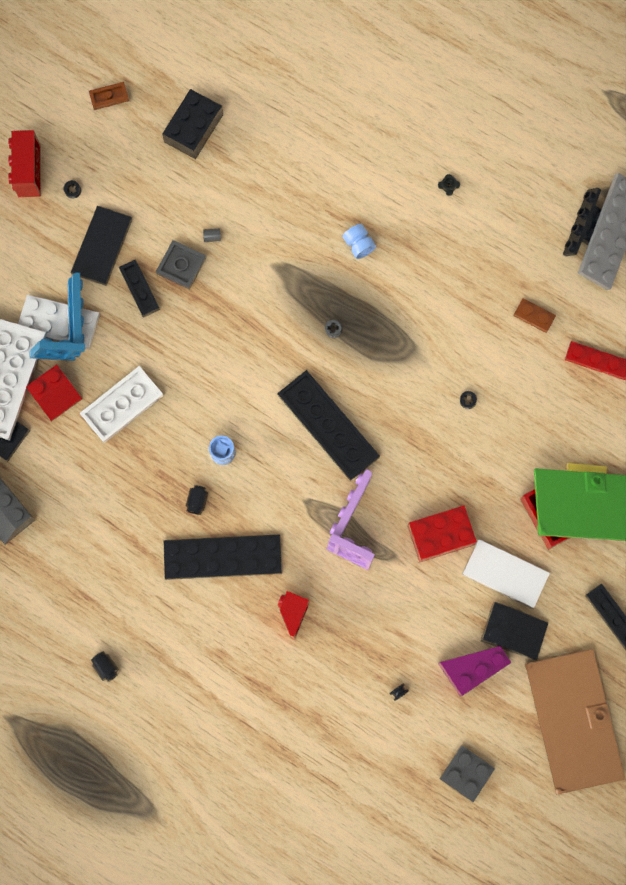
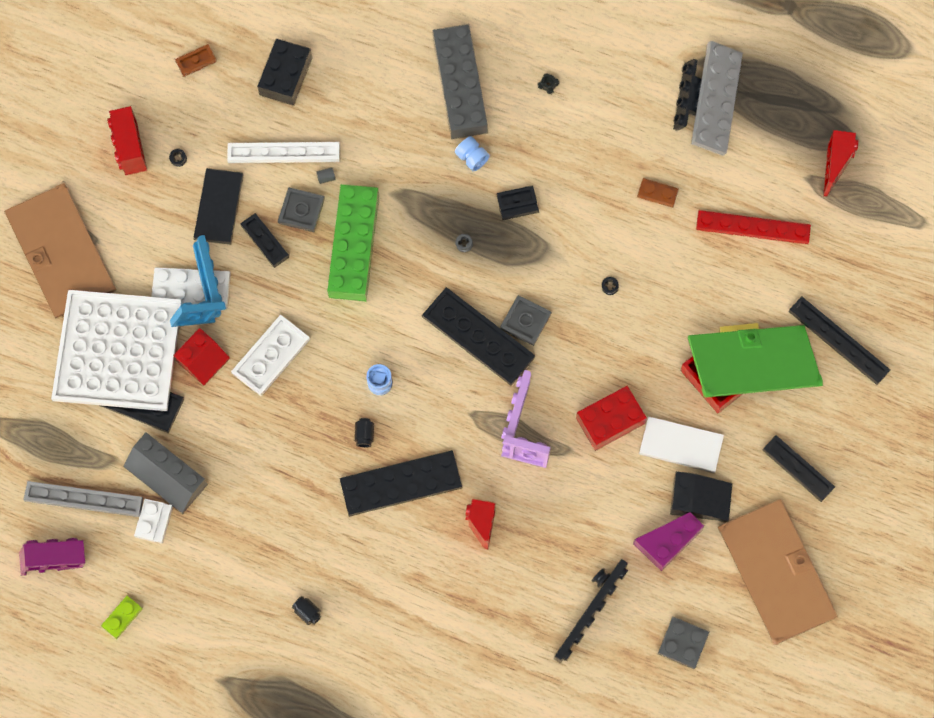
camera: 10 degrees left, 5 degrees down
(175, 204) = (283, 152): none -> white plate
(224, 308) = (353, 243): none -> bright green brick
(362, 166) = (460, 81): none -> dark grey brick
(377, 731) = (587, 618): none -> black plate
(378, 418) = (525, 320): none -> dark grey plate
(394, 299) = (517, 202): none -> black plate

